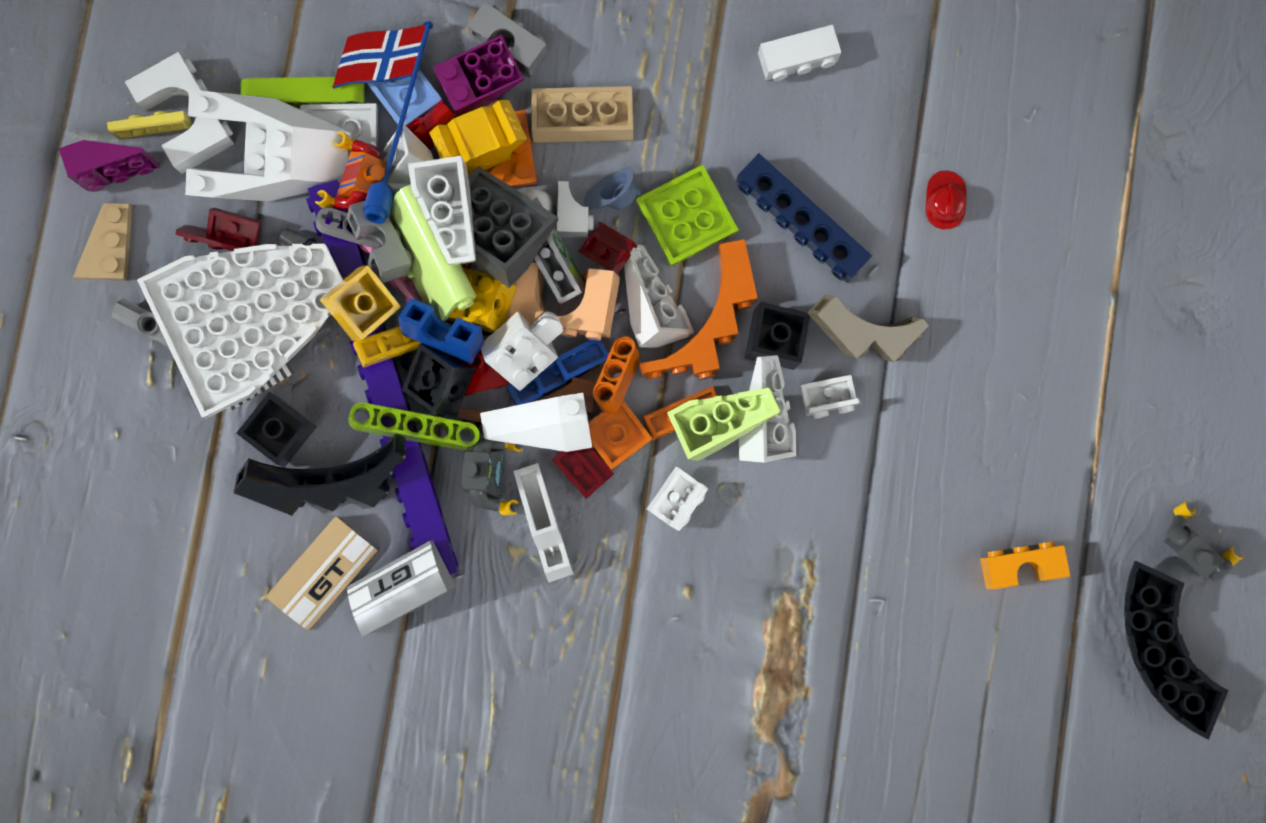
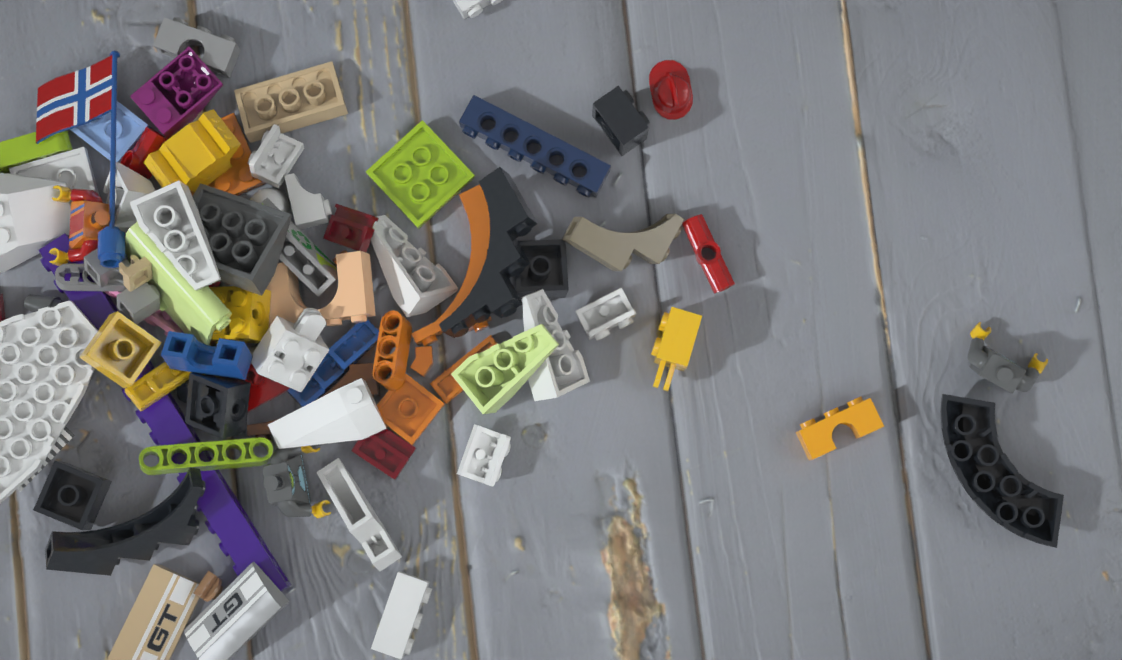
camera: 10 degrees left, 0 degrees up
(382, 552) = (209, 587): none -> medium nougat plate
(395, 234) = (137, 273): none -> tan tile
(553, 161) = (274, 157): none -> white bracket
(558, 630) = (401, 615): none -> white brick
(615, 191) = (342, 170): sand blue piece -> none
(643, 392) = (423, 360): none -> orange piece
(749, 316) = (504, 259): none -> black arch
(889, 442) = (676, 343): none -> yellow brick
(893, 215) = (620, 120): none -> black brick
(944, 382) = (701, 238): none -> red piece

